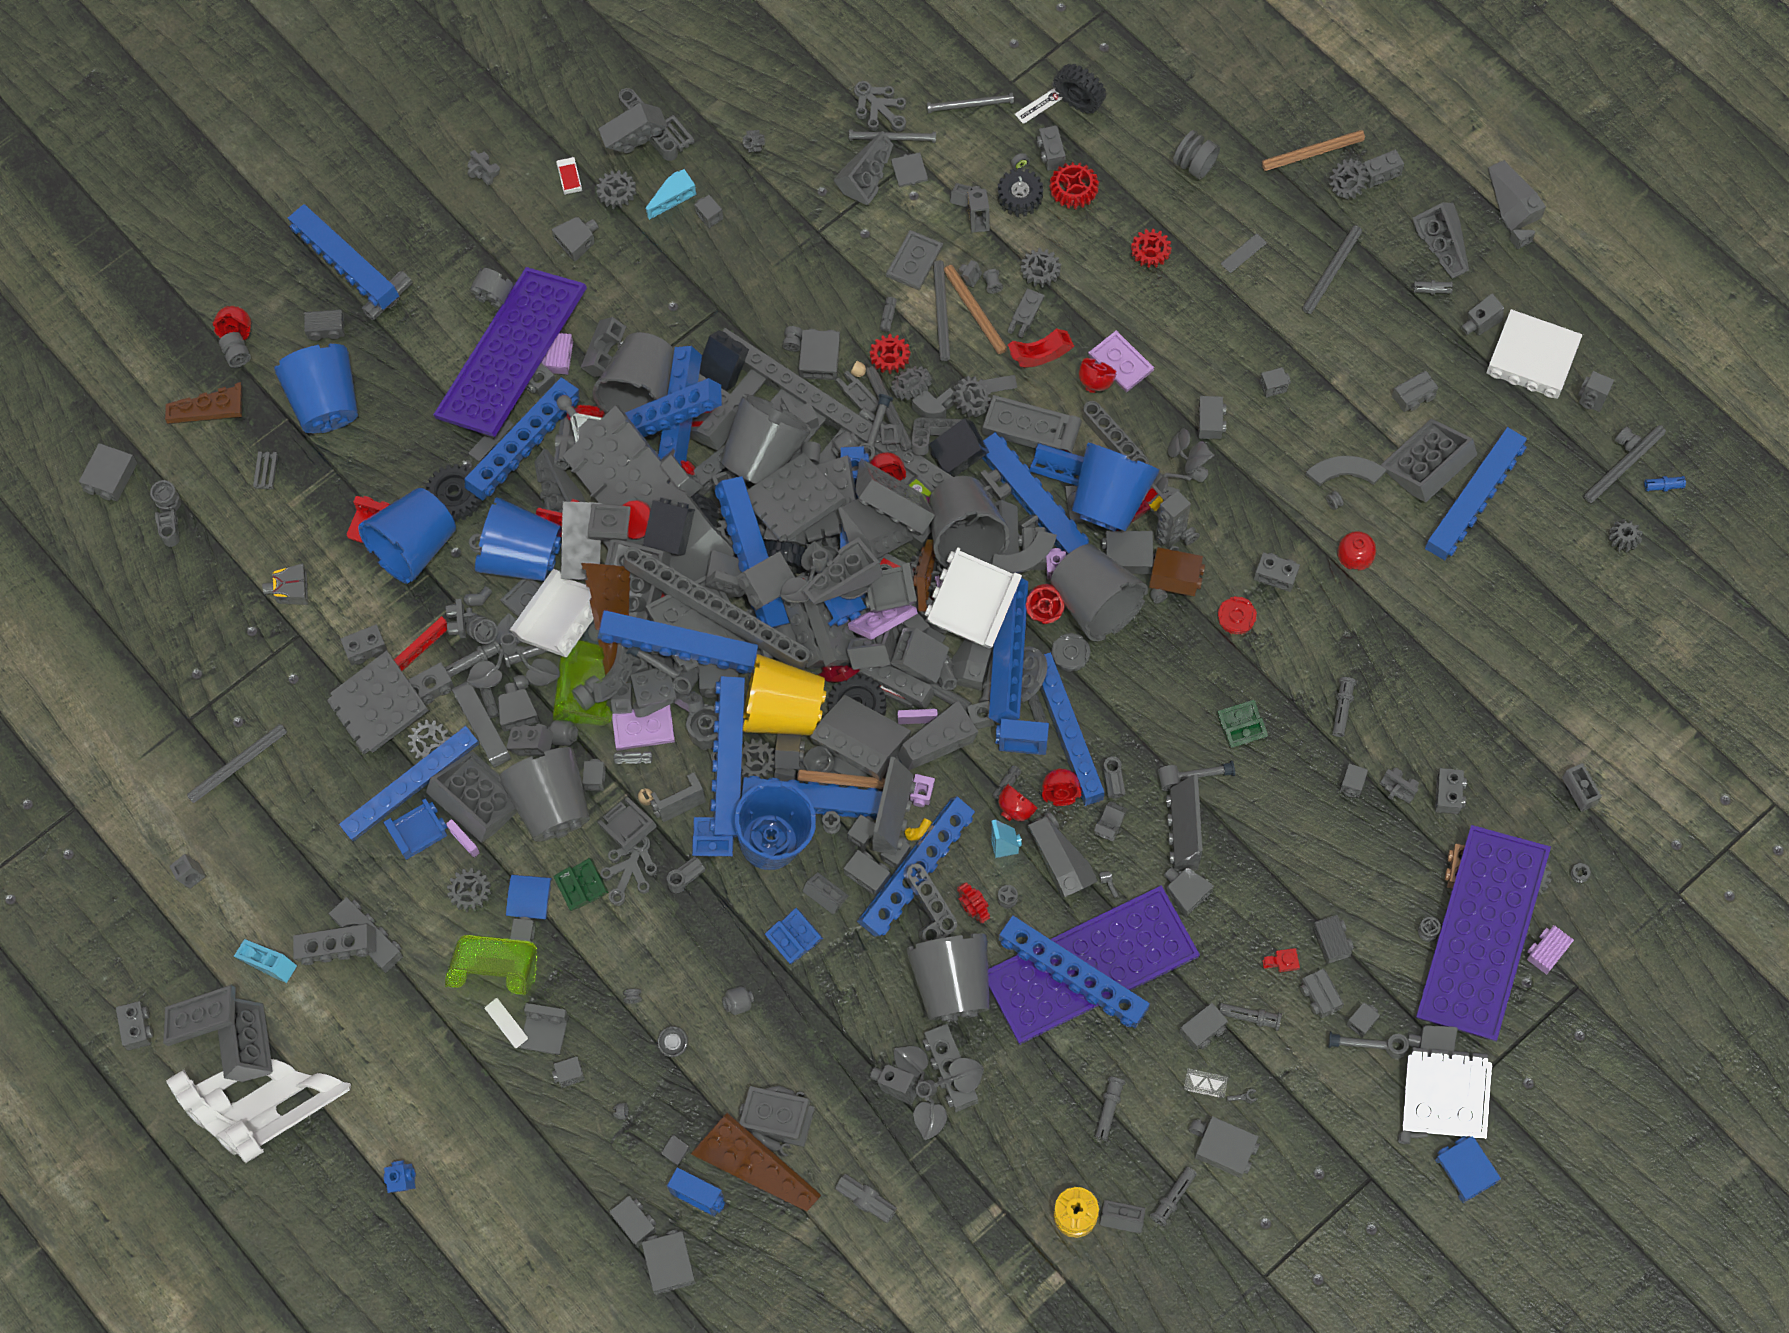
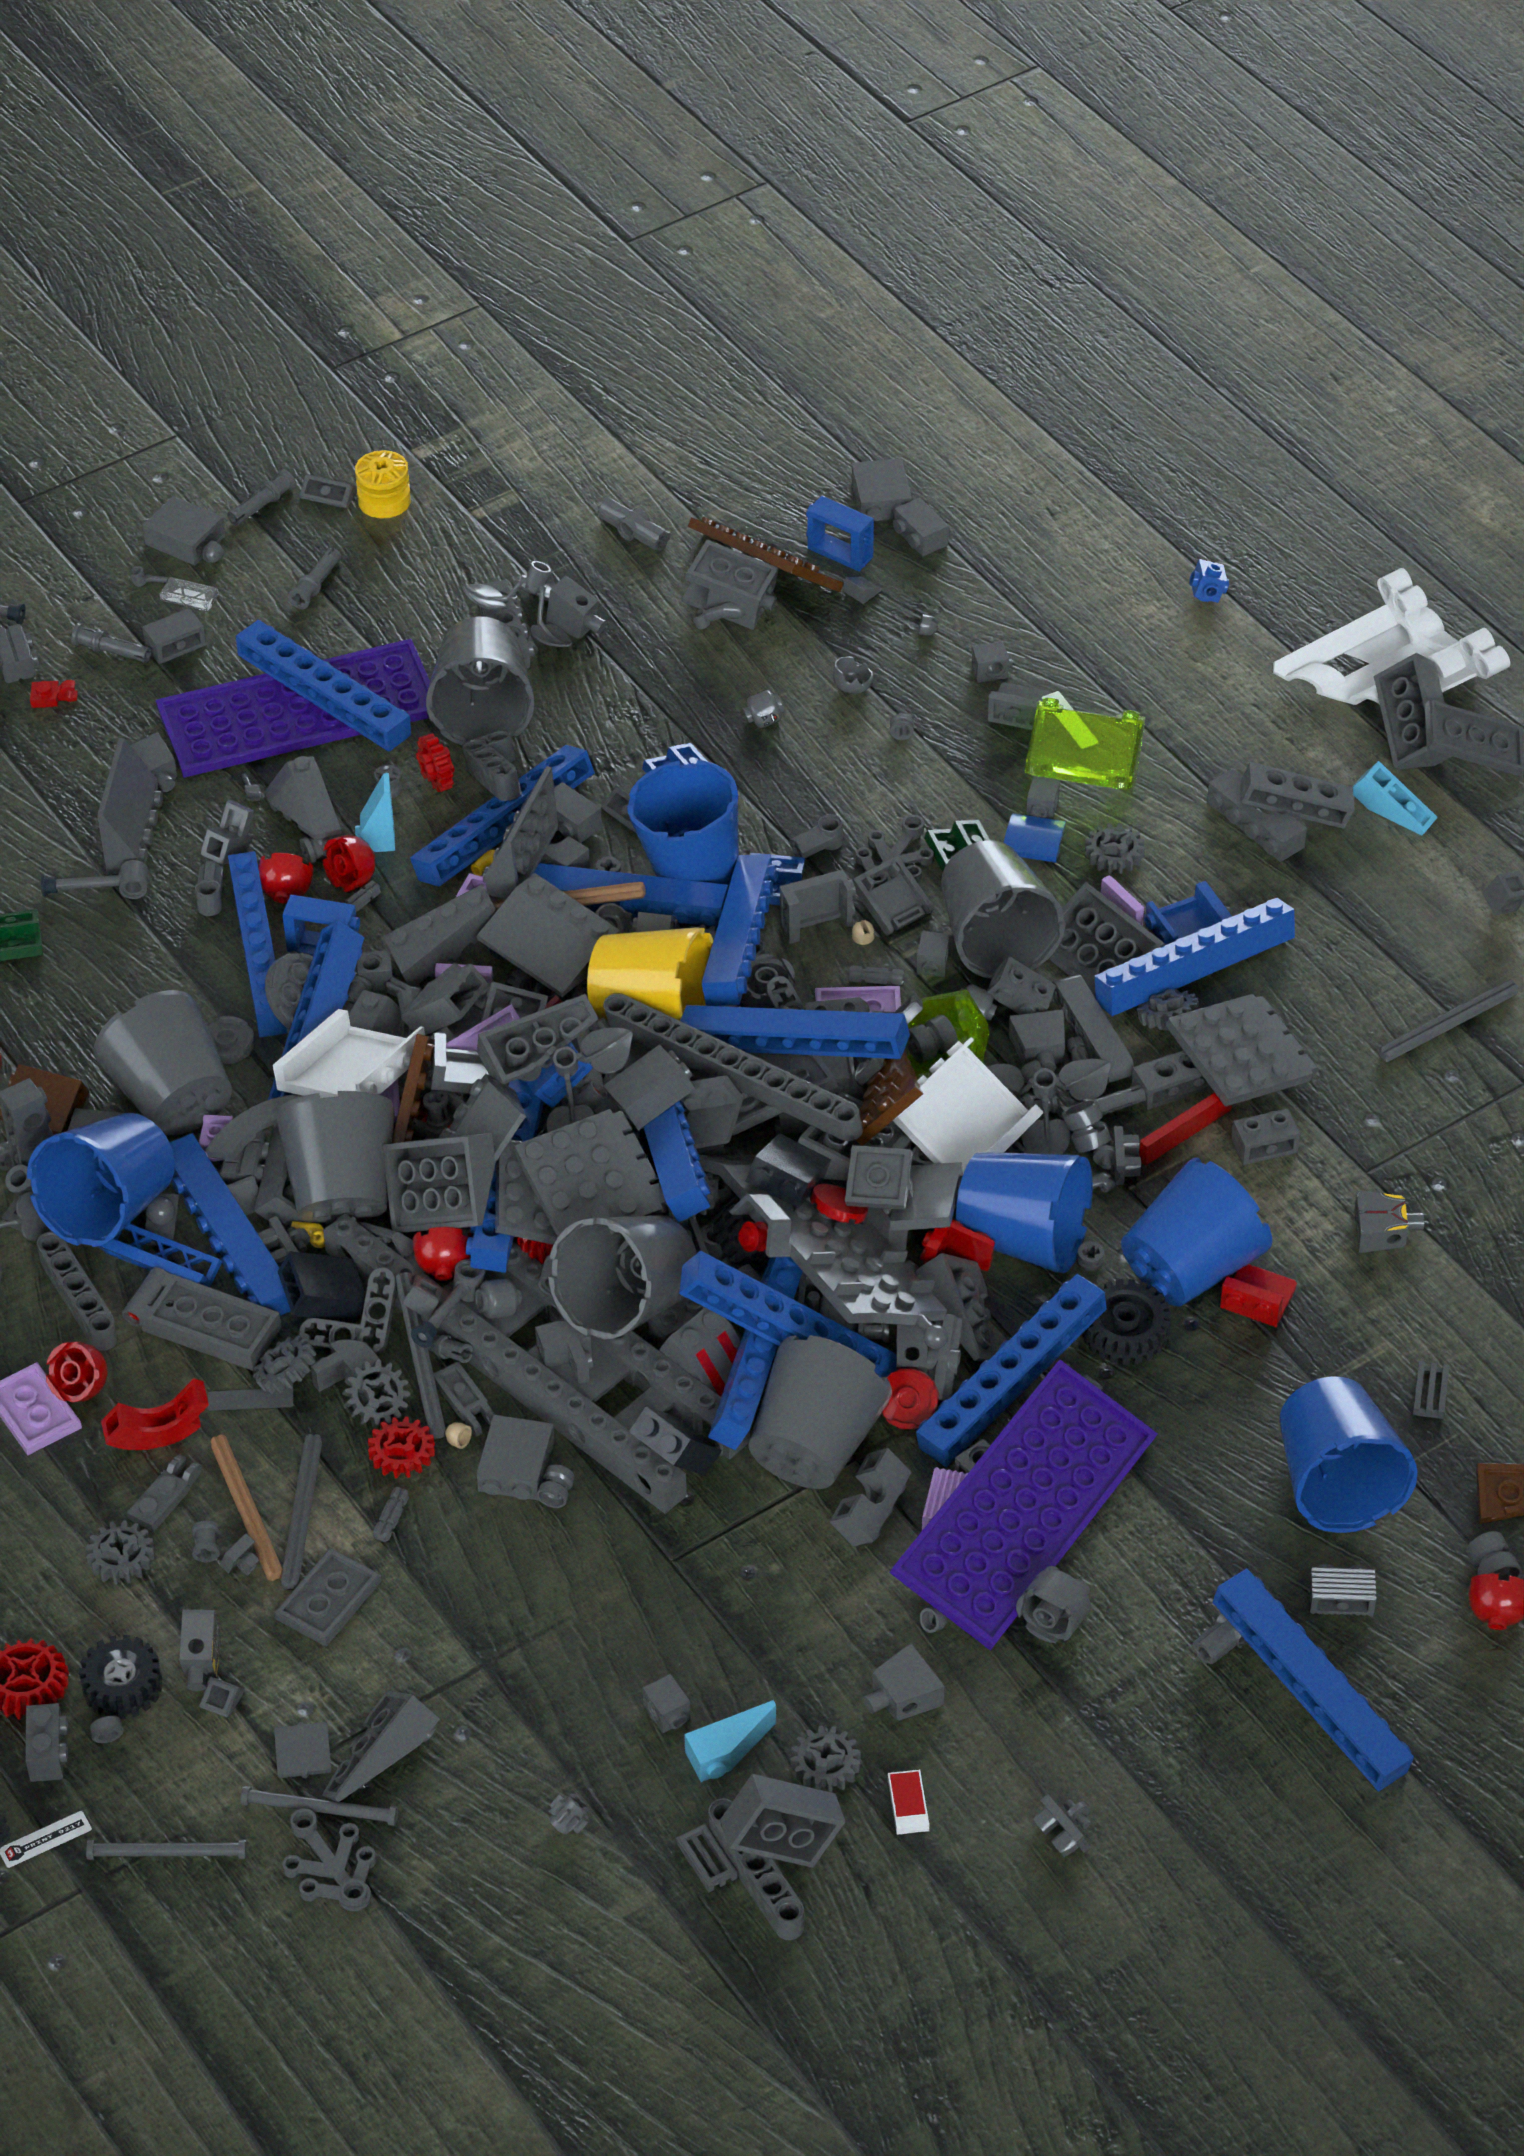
camera: 175 degrees left, 20 degrees down
(1044, 603) = (248, 1084): red cylinder -> none

